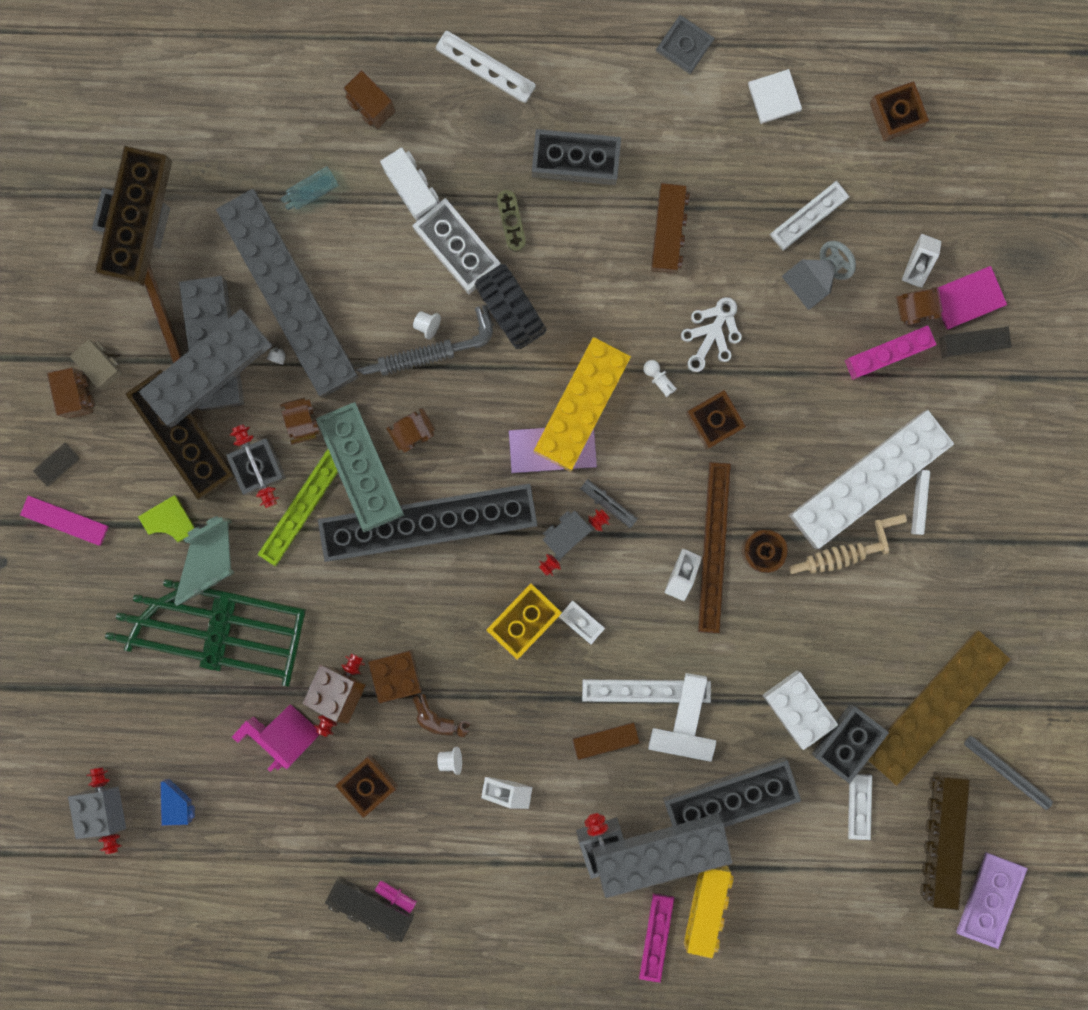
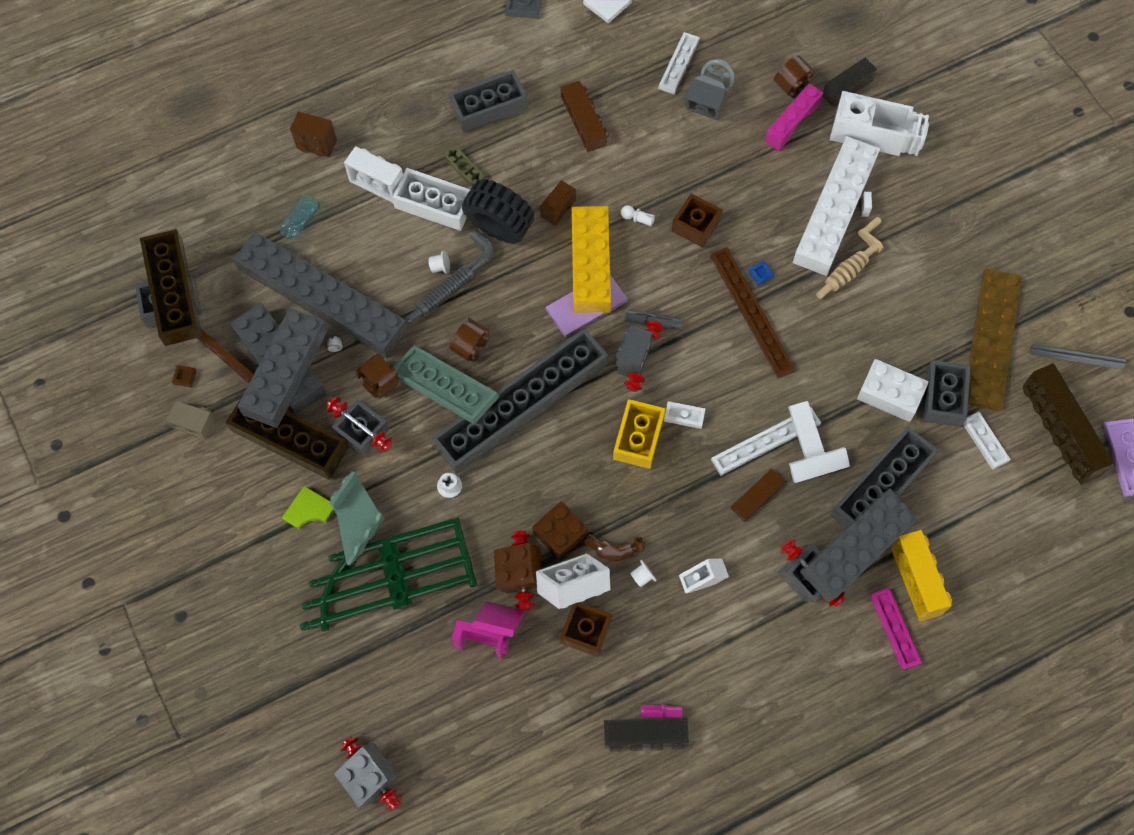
camera: 25 degrees left, 20 degrees down
(56, 464) = (193, 513): clear smoke tile -> none
(64, 520) = (220, 553): dark pink tile -> none
(70, 393) = (180, 446): reddish brown brick -> none
(112, 310) = (184, 376): none -> reddish brown tile
(175, 805) = (432, 735): blue slope -> none
(299, 510) = (412, 446): lime tile -> none
(315, 568) = (449, 485): none -> white piece
(376, 739) = (573, 581): none -> white brick
(450, 41) = (388, 73): white piece -> none
(584, 319) = (558, 202): none -> reddish brown brick
(683, 575) = (741, 341): white slope -> none
(713, 332) = (659, 167): white plant -> none
(749, 510) = (761, 273): none -> blue tile
(775, 555) = (791, 290): reddish brown brick -> none
(902, 494) = (866, 204): none -> white tile
(920, 502) = (882, 203): white tile -> none
(922, 260) = (776, 50): white slope -> none
(970, 297) = (827, 58): dark pink tile -> none
(970, 415) = (880, 124): none -> white piece

